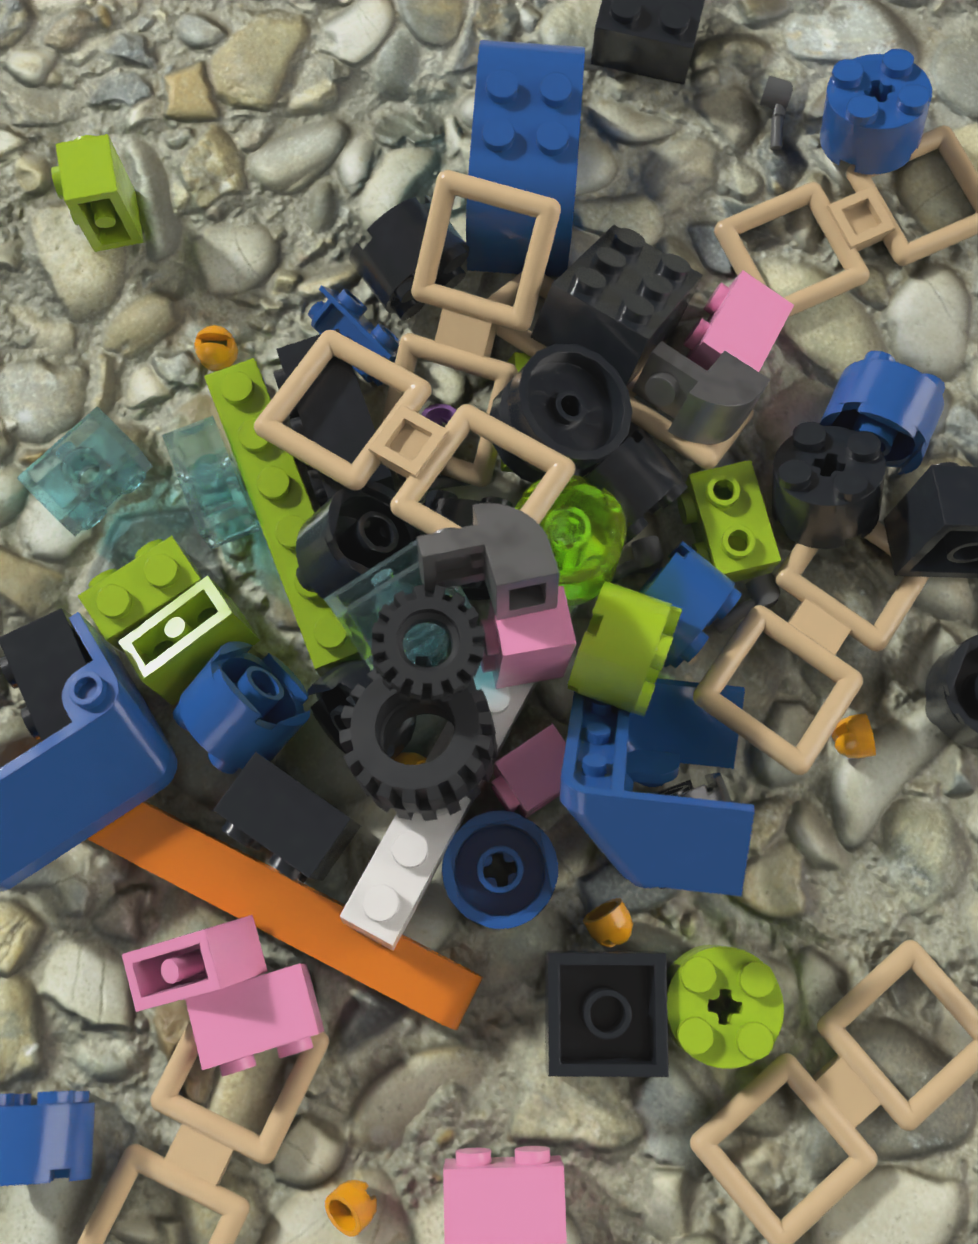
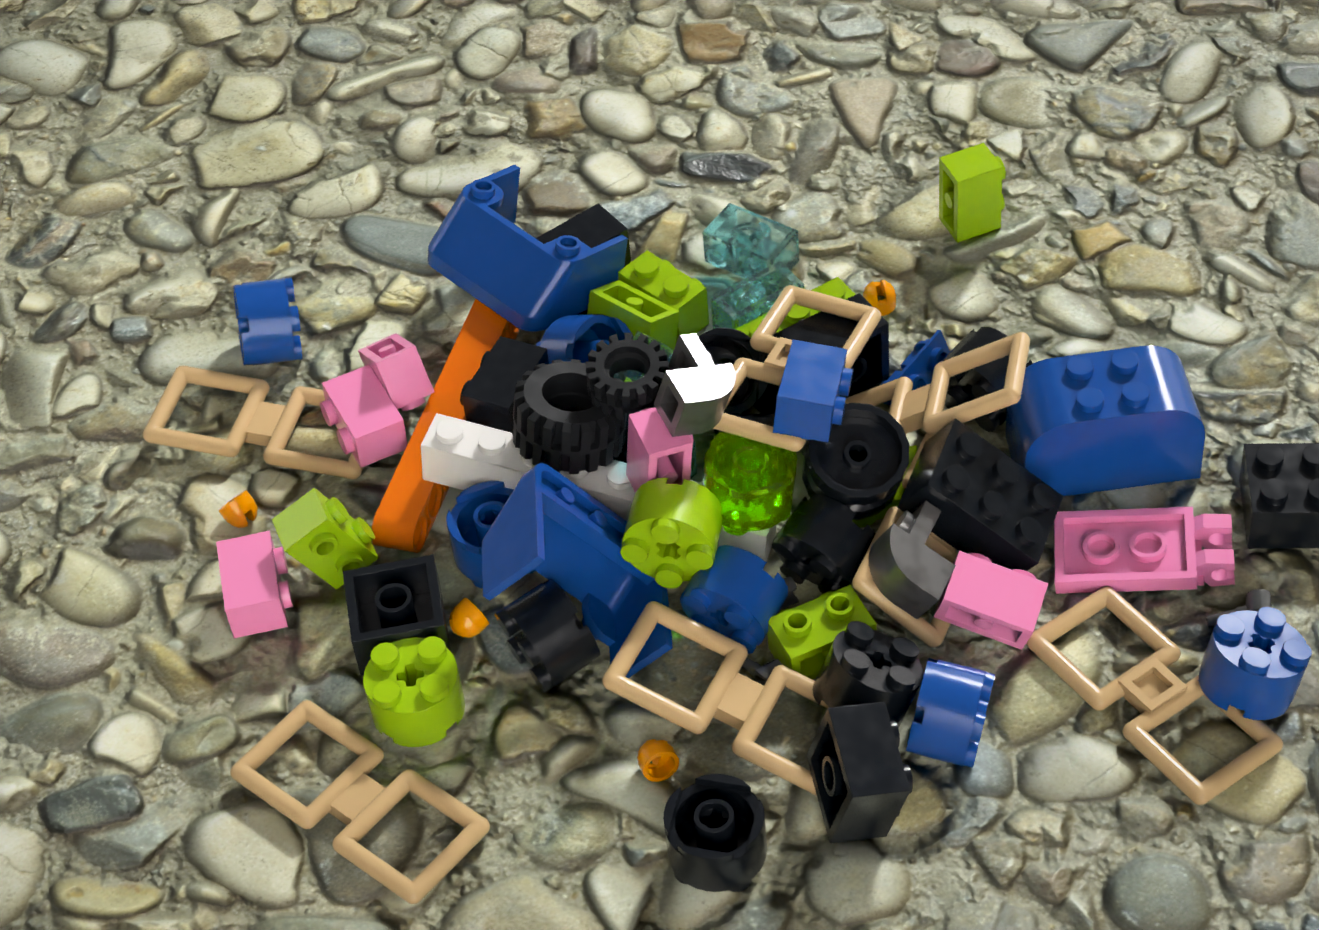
camera: 85 degrees right, 30 degrees down
(477, 1094) = (325, 537): none -> lime brick
(523, 421) = (811, 391): none -> blue brick
(680, 176) = (1142, 550): none -> bright pink tile

